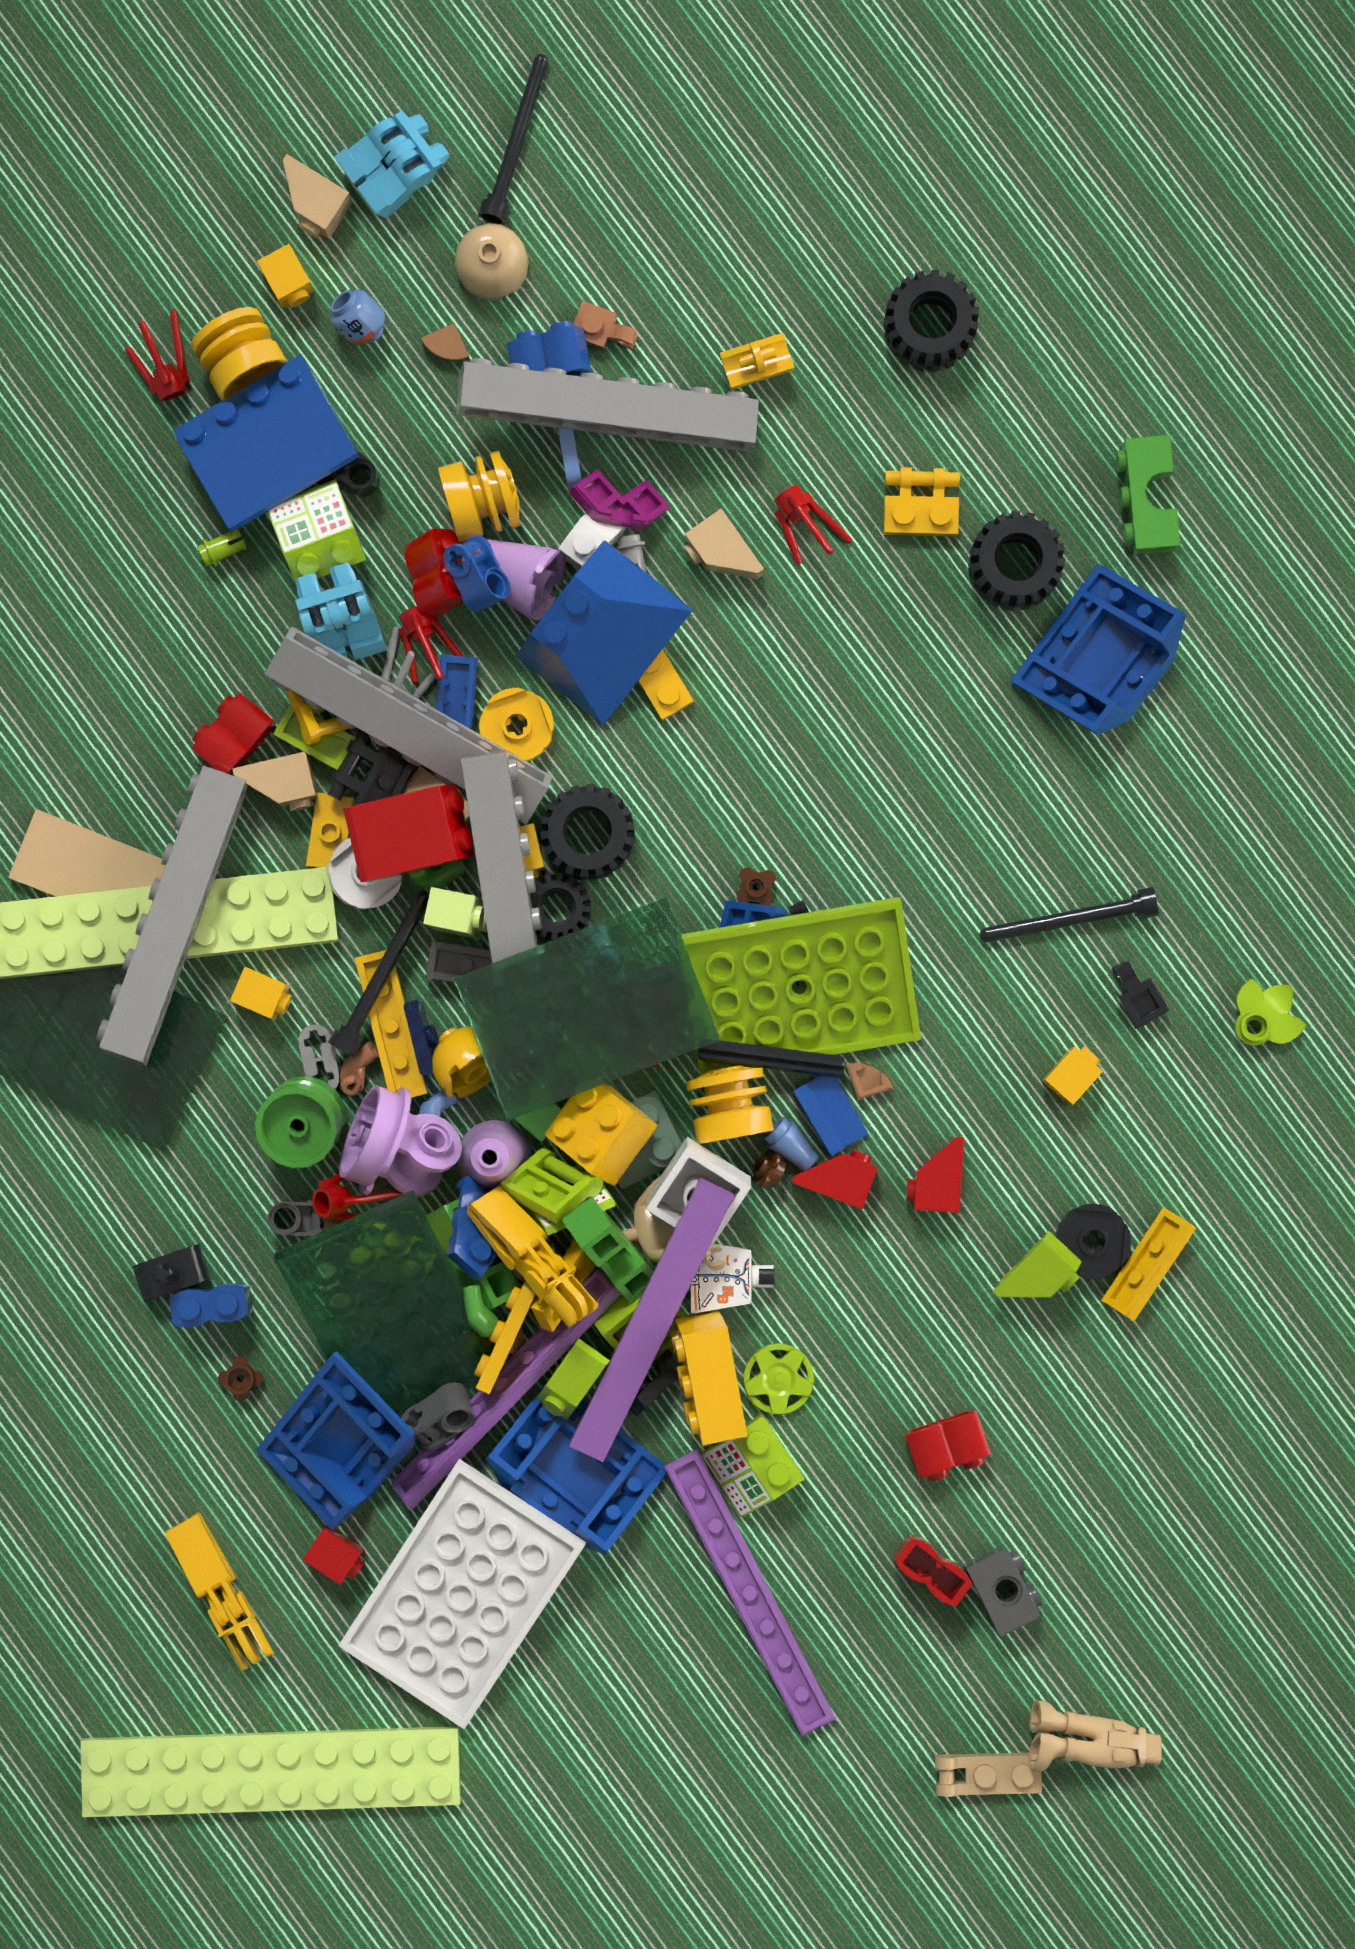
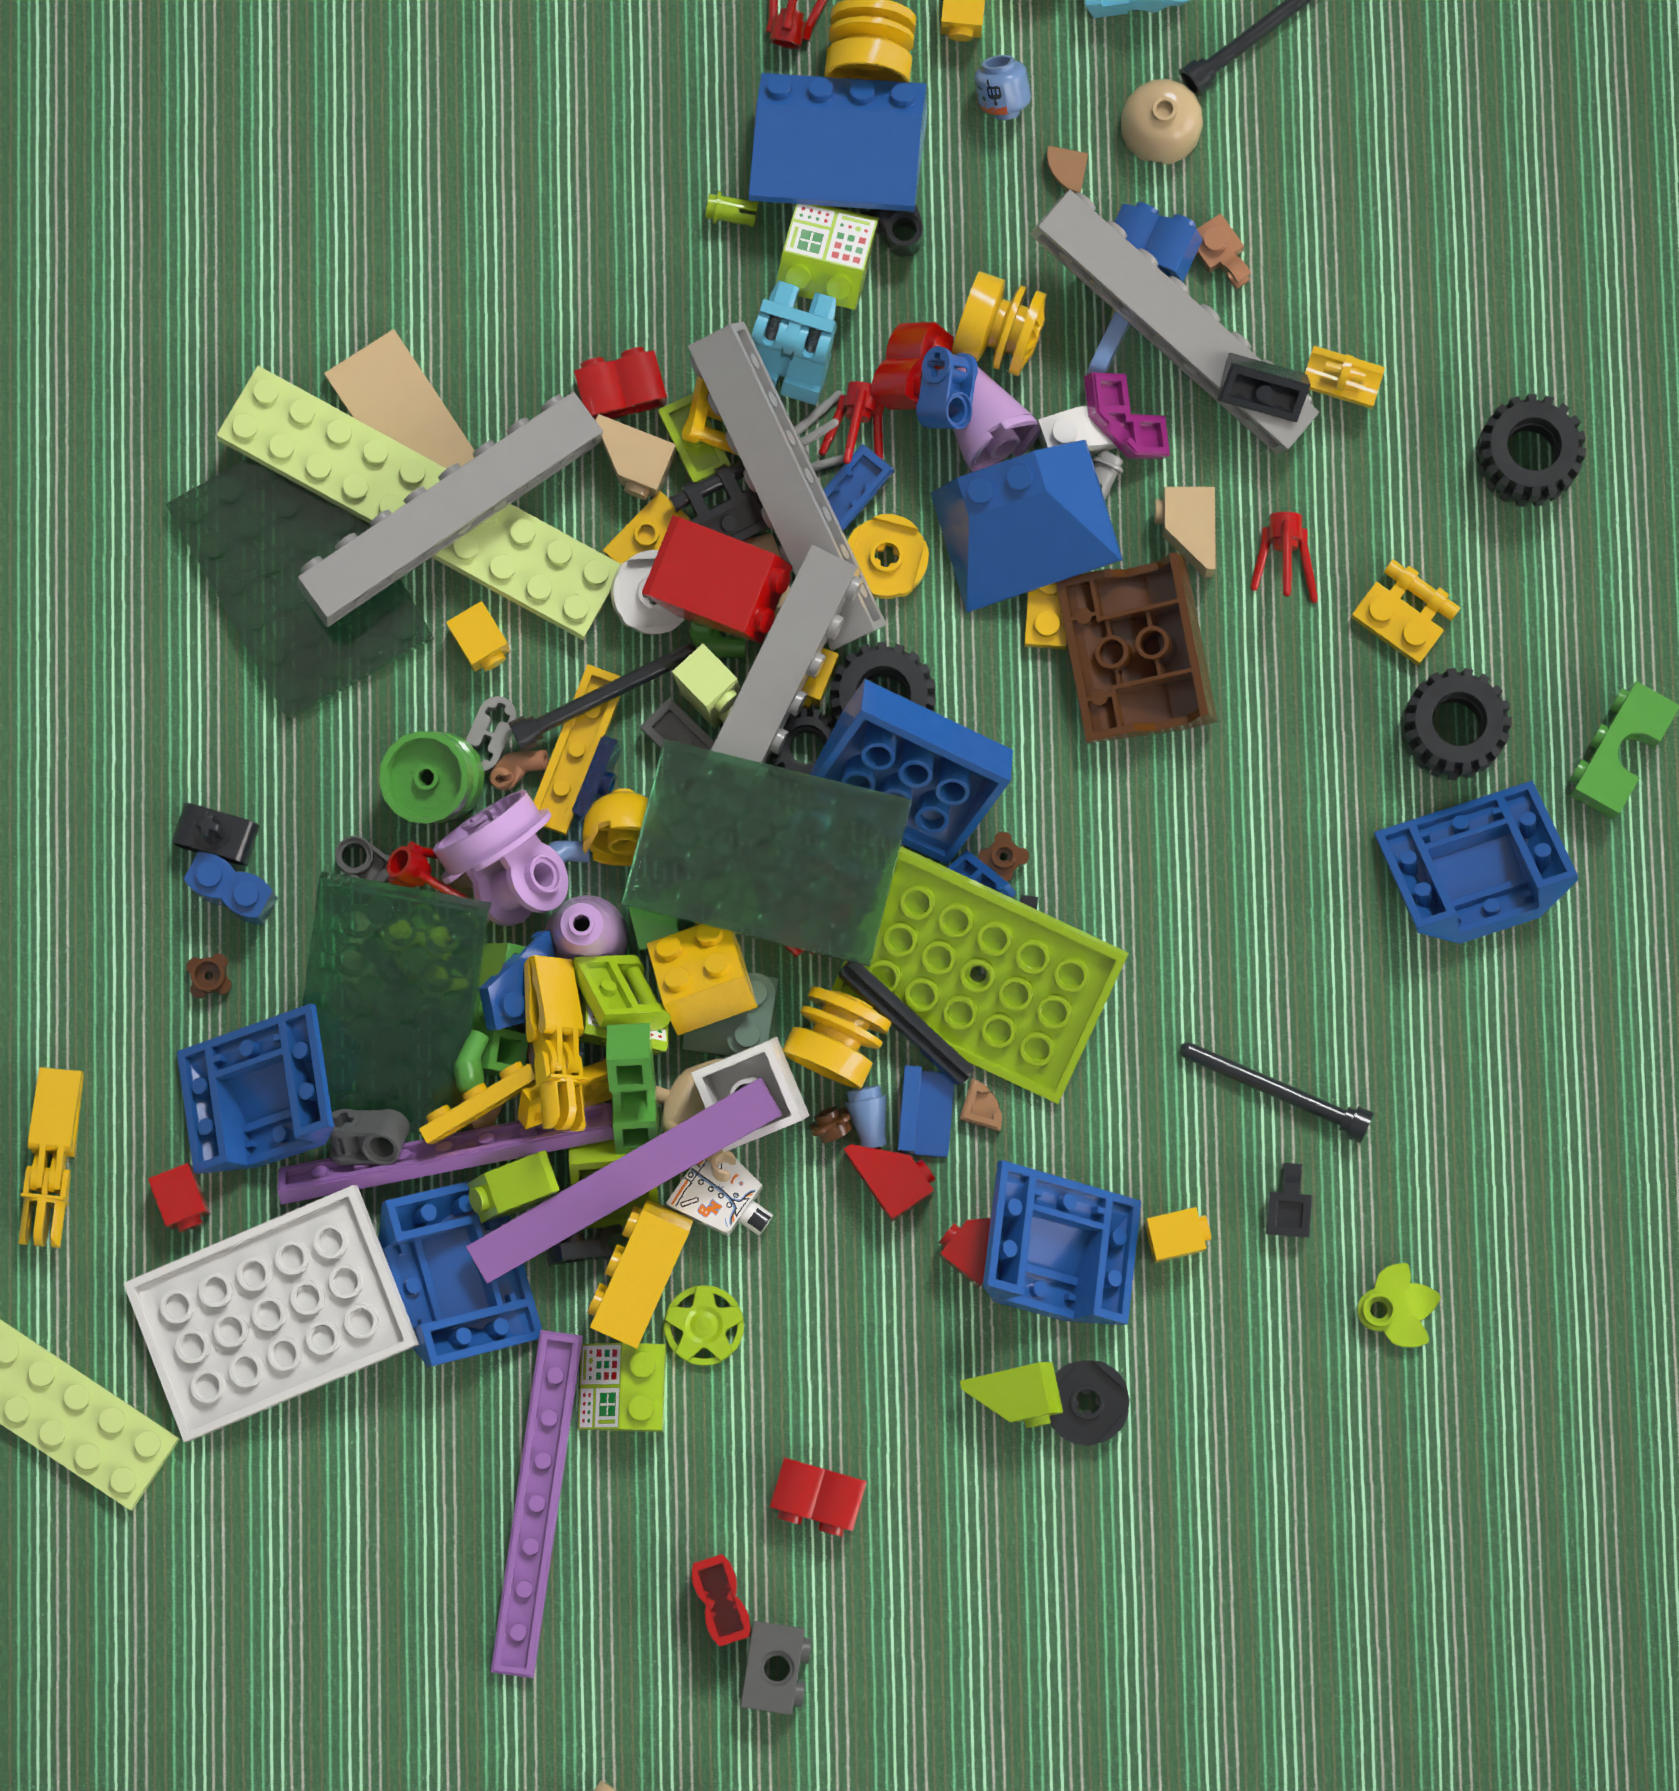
camera: 30 degrees right, 5 degrees down
(648, 860) = (919, 756): none -> blue slope
(706, 409) = (1263, 387): none -> black slope
(747, 668) = (1136, 650): none -> reddish brown piece
(998, 1143) = (1060, 1247): none -> blue slope
(1148, 1264) = (1124, 1460): yellow plate -> none

